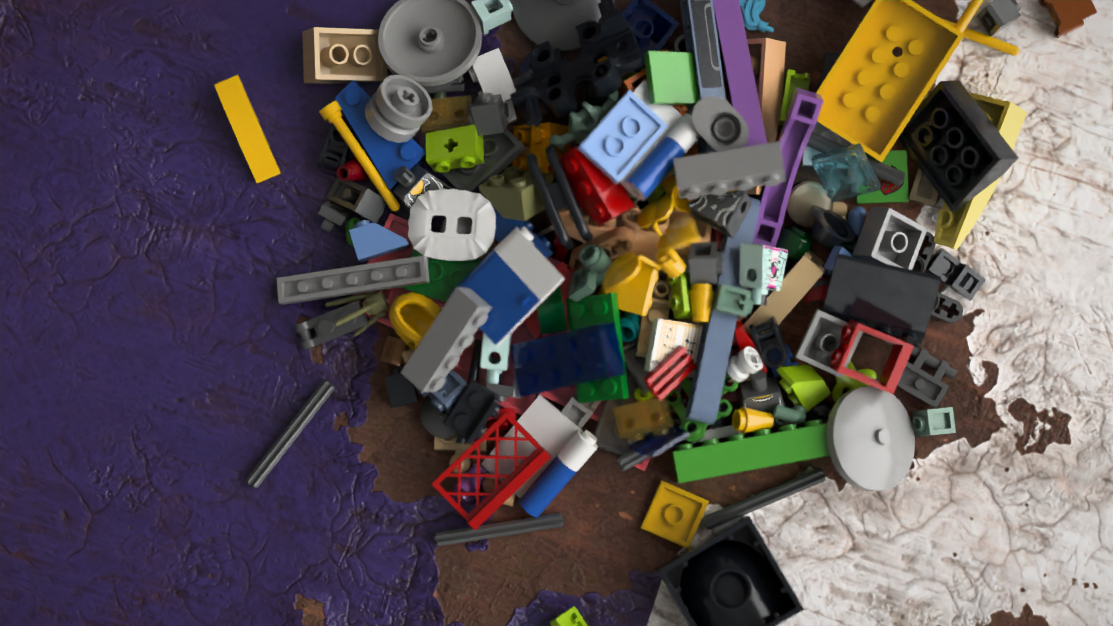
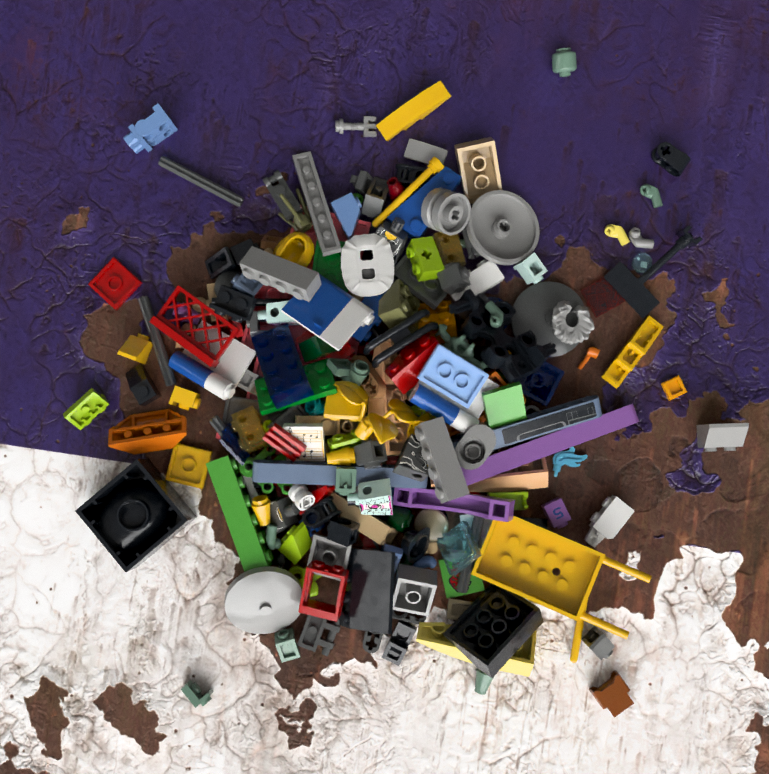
camera: 80 degrees right, 0 degrees up
(212, 488) = (150, 131): none -> medium blue hips
(249, 230) = (340, 125): none -> light grey hinge
(307, 124) = (424, 152): none -> light grey slope
(409, 425) = (221, 262): none -> black slope
(409, 574) = (115, 283): none -> red tile
(505, 555) = (136, 348): none -> yellow slope
(548, 66) = (496, 314): none -> sand green arm
(554, 559) = (142, 385): none -> black slope
(584, 502) = (185, 398): none -> yellow brick
(620, 556) = (148, 432): none -> orange wedge
(764, 498) = (210, 529): dark grey axle -> none
(798, 318) = (343, 531): none -> black brick
(821, 37) = (556, 513): none -> medium lavender brick
(974, 555) = (193, 693): none -> sand green bracket
(1022, 173) = (482, 682): none -> cone

